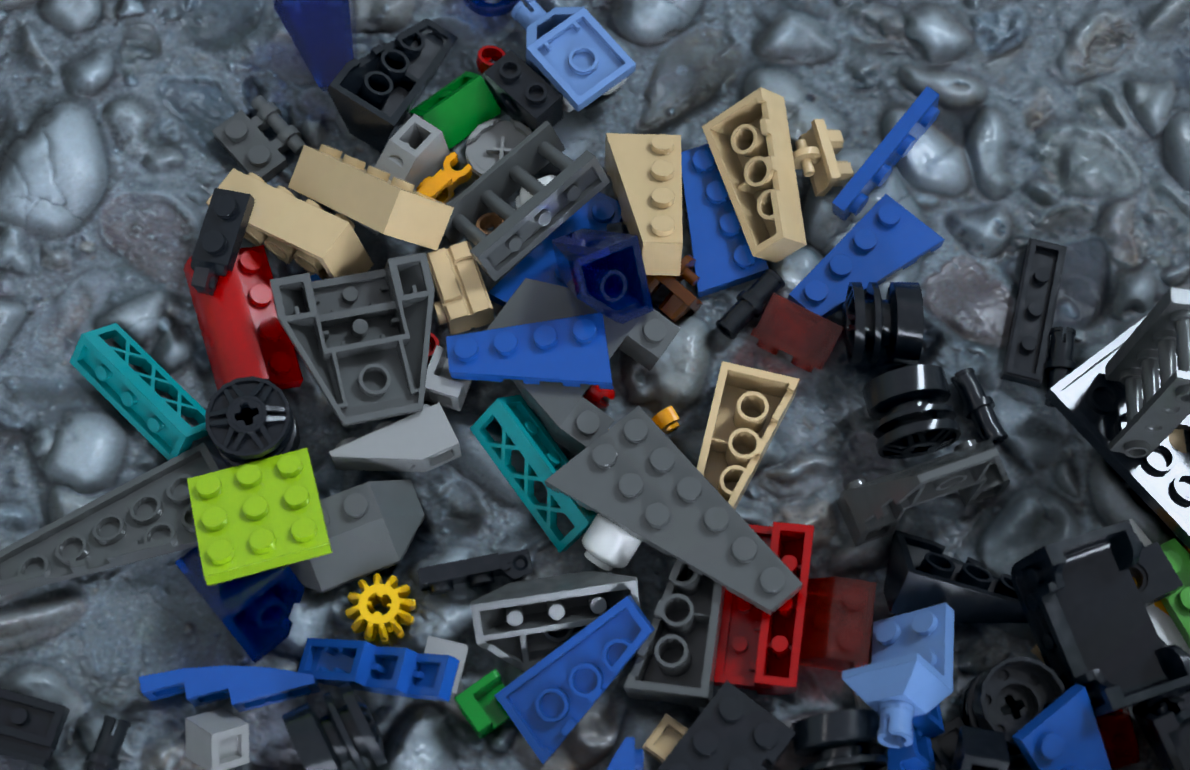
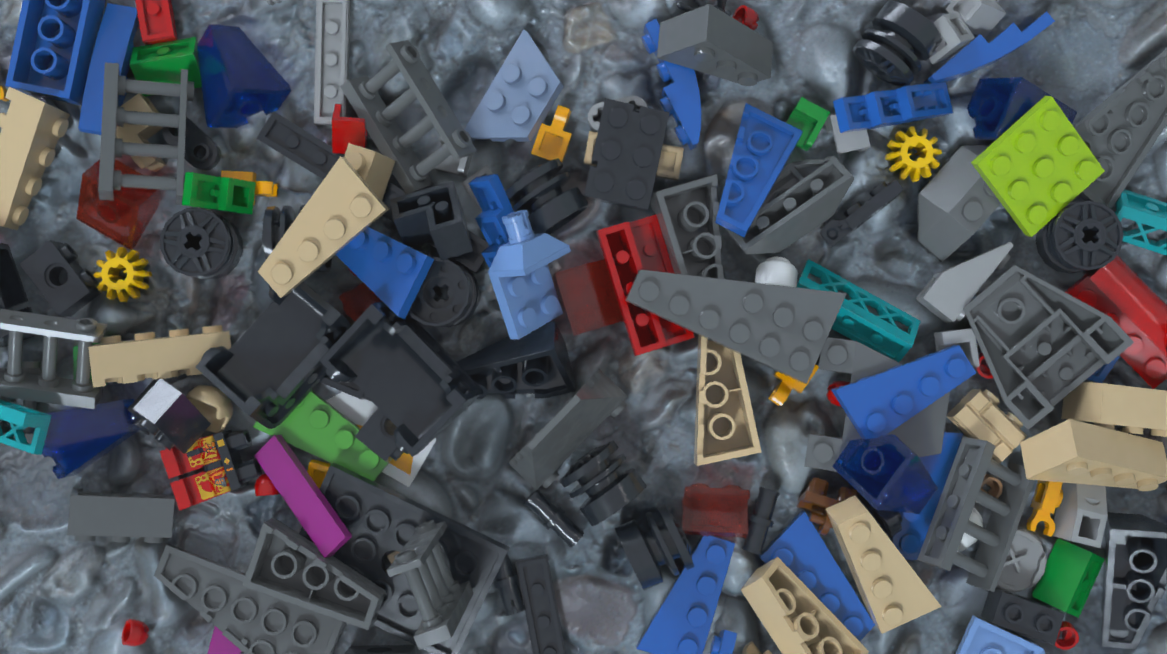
camera: 160 degrees right, 20 degrees up
(263, 719) = (954, 36): none -> light grey panel

